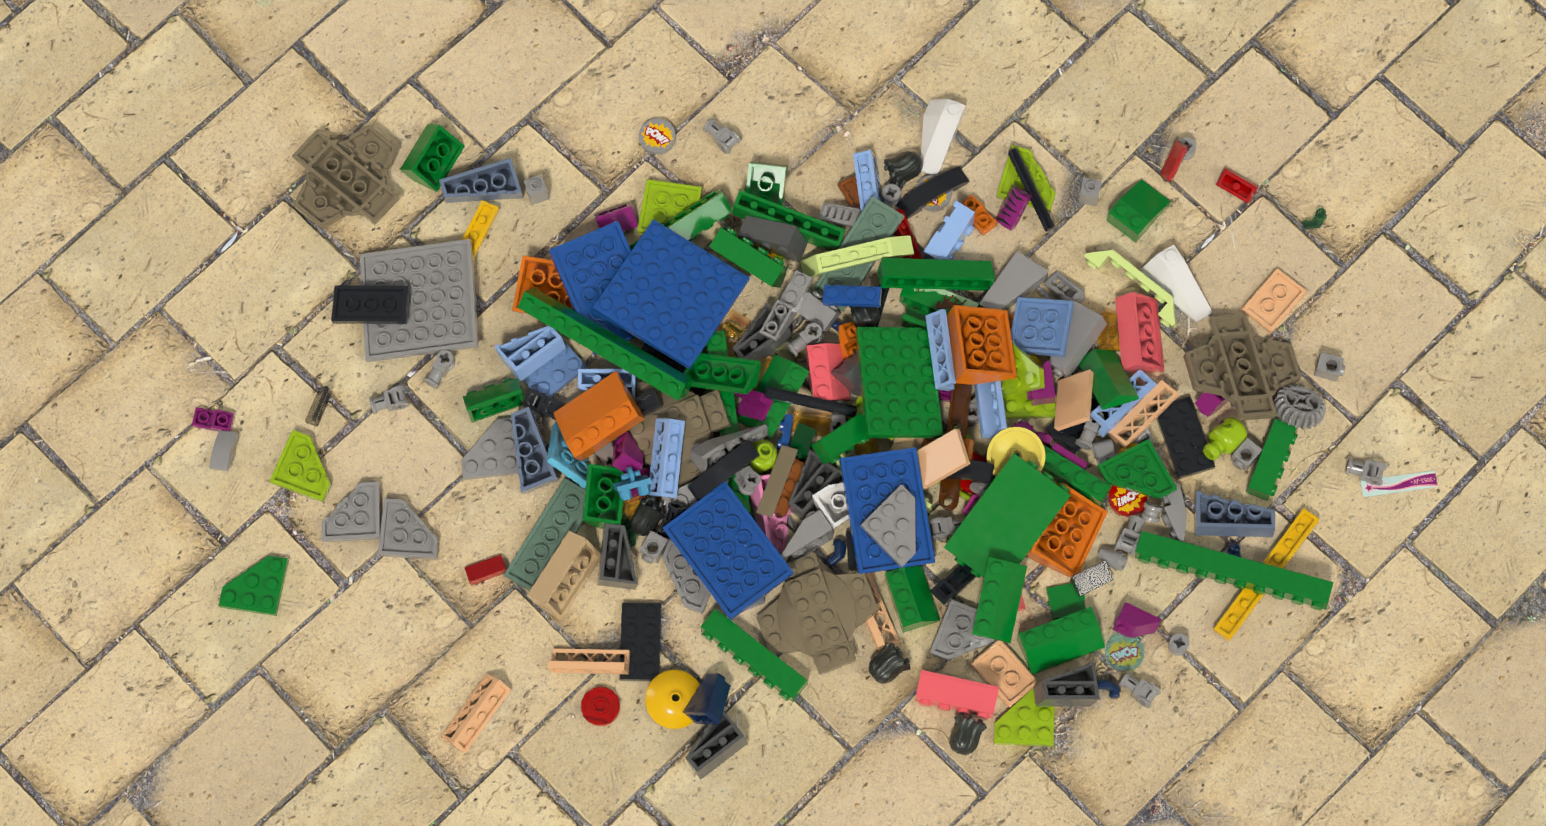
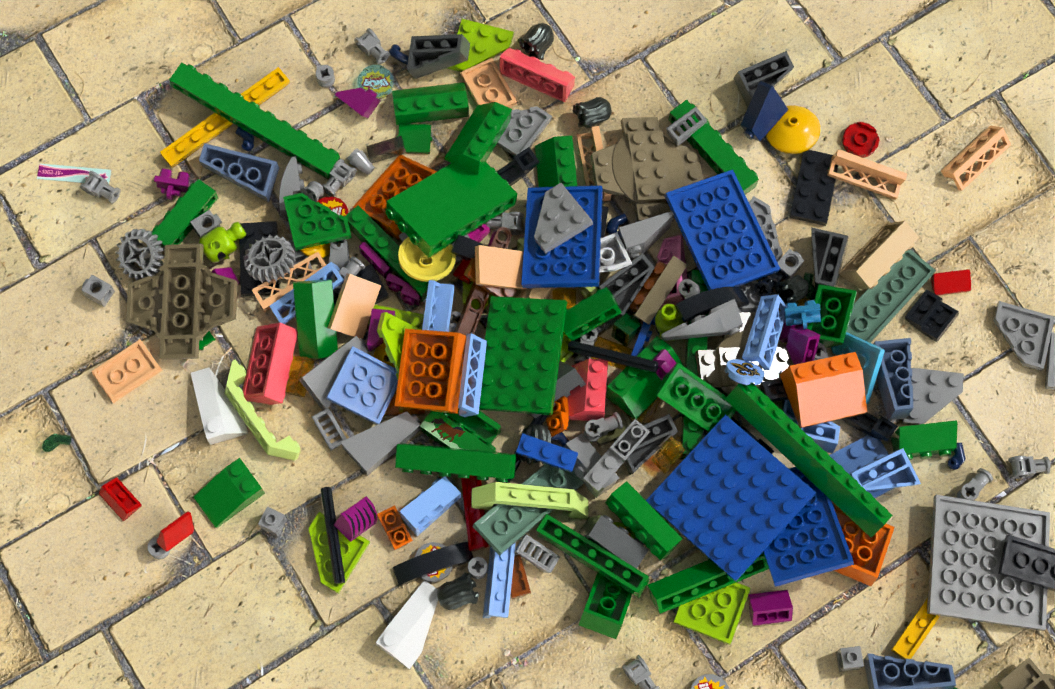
camera: 175 degrees left, 0 degrees up
(457, 396) = (958, 458): none -> dark blue arm
(501, 531) = (931, 315): none -> black slope
(680, 402) = (744, 372): none -> light blue tile
(797, 653) = (690, 130): none -> light grey slope
(1174, 431) = (258, 262): none -> light grey gear
(1295, 487) = (171, 186): none -> magenta hips

